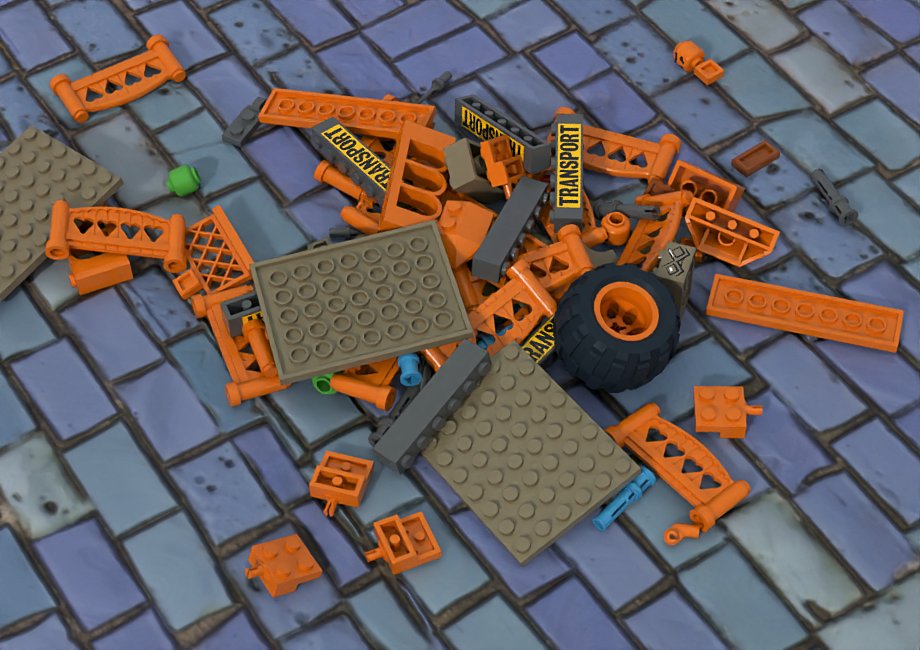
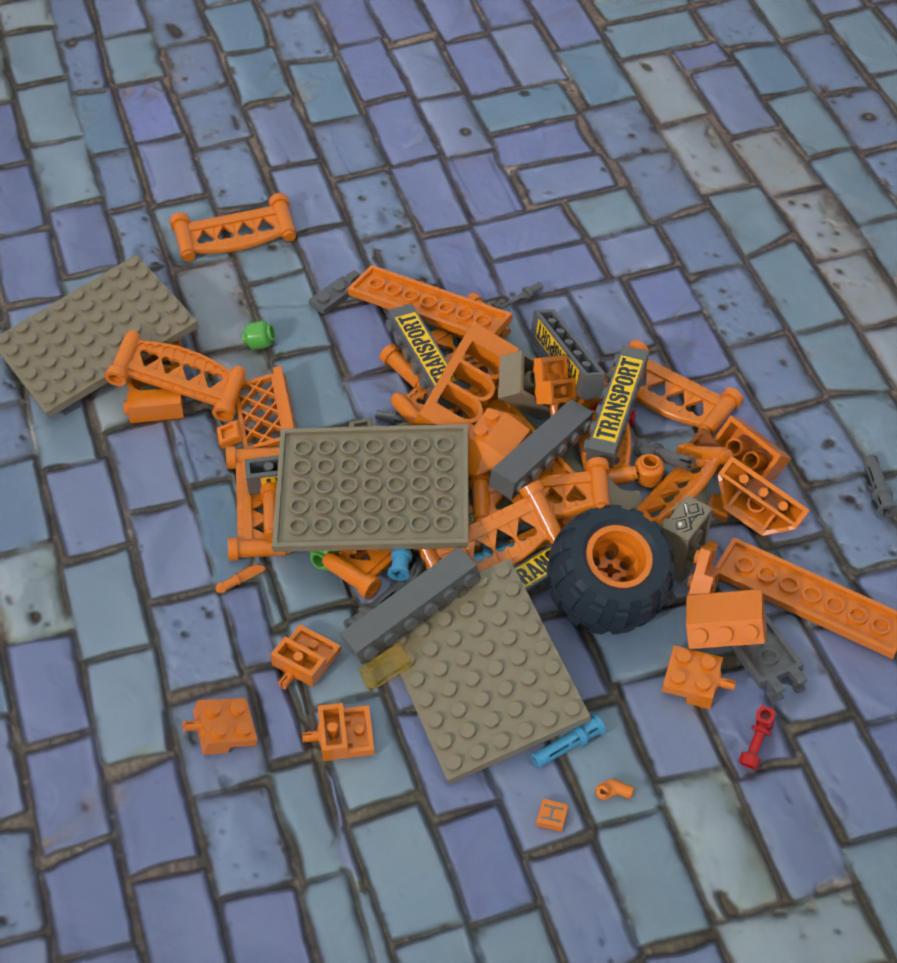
camera: 15 degrees right, 0 degrees up
(248, 420) = (241, 576): none -> orange piece
(424, 471) = (385, 666): none -> clear yellow tile
(630, 570) = (552, 815): none -> orange tile
(688, 55) = (779, 315): orange head -> none
(703, 316) = (705, 576): none -> orange plate
(708, 503) = (649, 766): orange piece -> none
(709, 72) = (795, 334): orange plate -> none
(736, 349) = (726, 619): none -> orange slope
(755, 158) = (814, 430): dark orange tile -> none
(779, 375) = (772, 662): none -> dark grey tile
(800, 441) = (764, 726): none -> red bar

